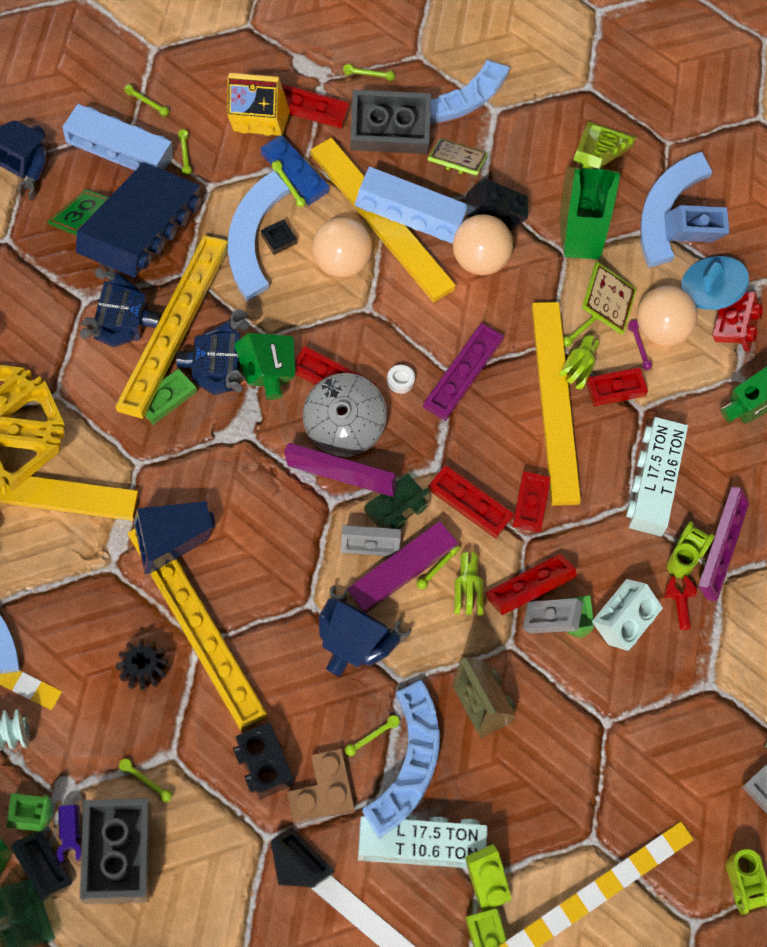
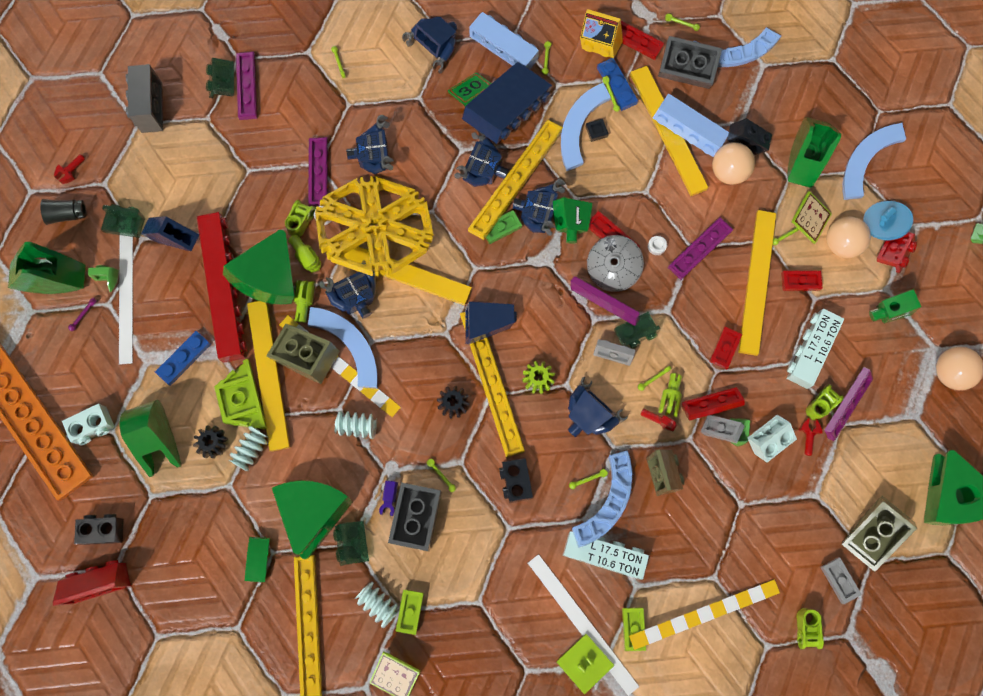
camera: 20 degrees right, 10 degrees up
(29, 812) = (367, 479): bright green plate -> none
(41, 865) = (368, 514): black tile -> none
(164, 111) = (537, 25): lime hinge -> none
(265, 590) = (530, 377): none -> lime gear
(297, 861) = (525, 549): black slope -> none
(329, 796) = (551, 512): medium nougat plate -> none
(342, 247) = (637, 146): light nougat piece -> none
(402, 567) = (631, 373): magenta tile -> none
(458, 157) = (730, 96): piece -> none
(470, 501) = (685, 339): red plate -> none
(471, 626) = (664, 421): none -> red bar
(488, 878) = (642, 588): lime plate -> none
(580, 362) = (781, 259): lime arm -> none
(601, 145) = (832, 107): lime wing -> none
(633, 327) = (823, 240): magenta hinge -> none
(696, 223) = (886, 176): medium blue brick -> none

